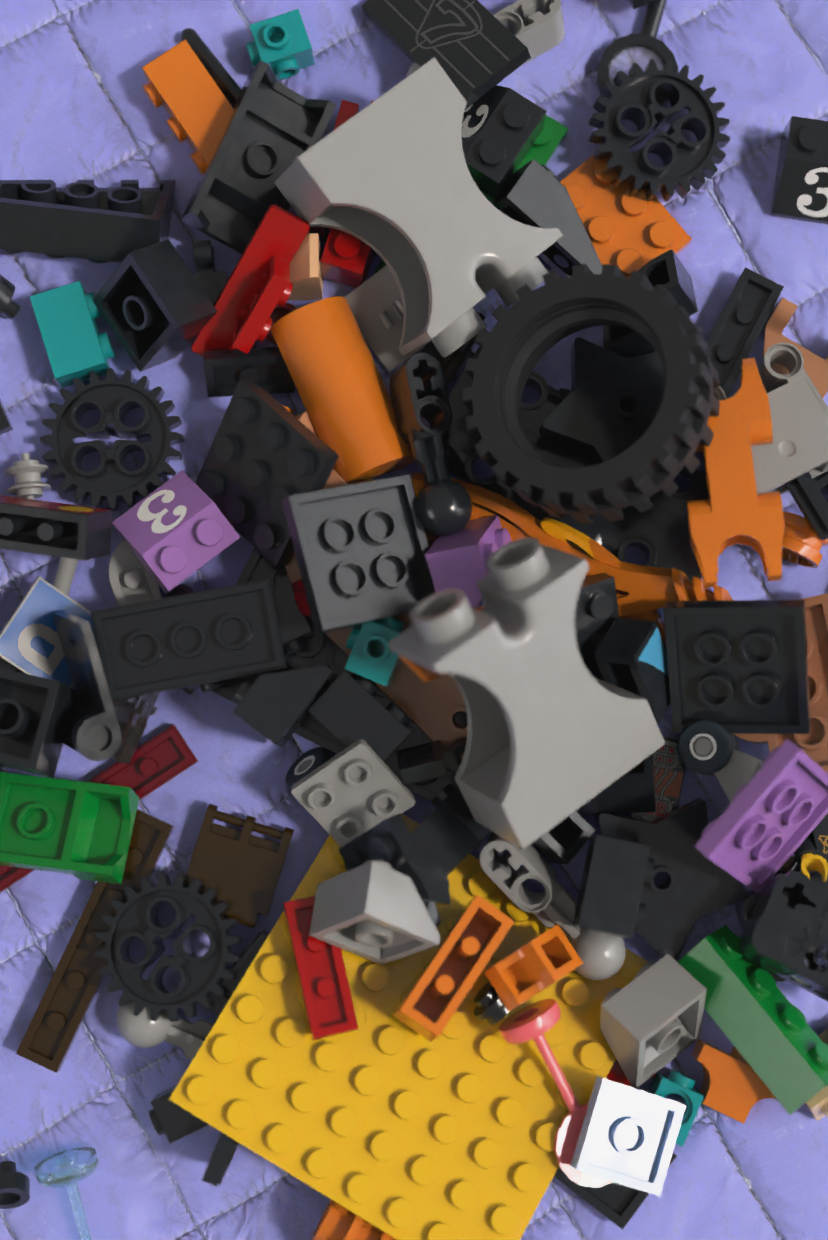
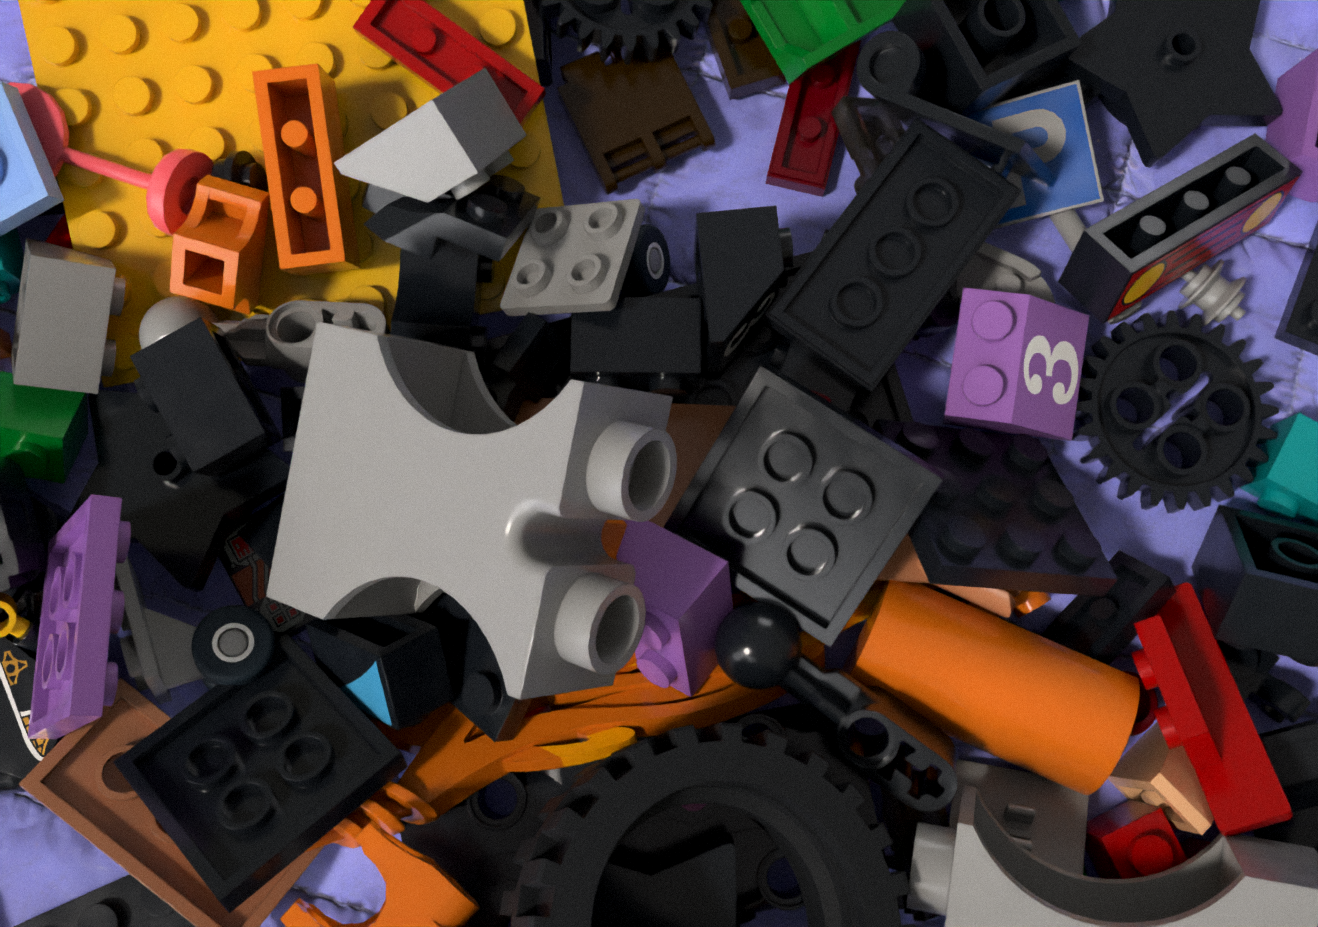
camera: 140 degrees right, 5 degrees down
(370, 650) = (692, 421): teal brick -> none

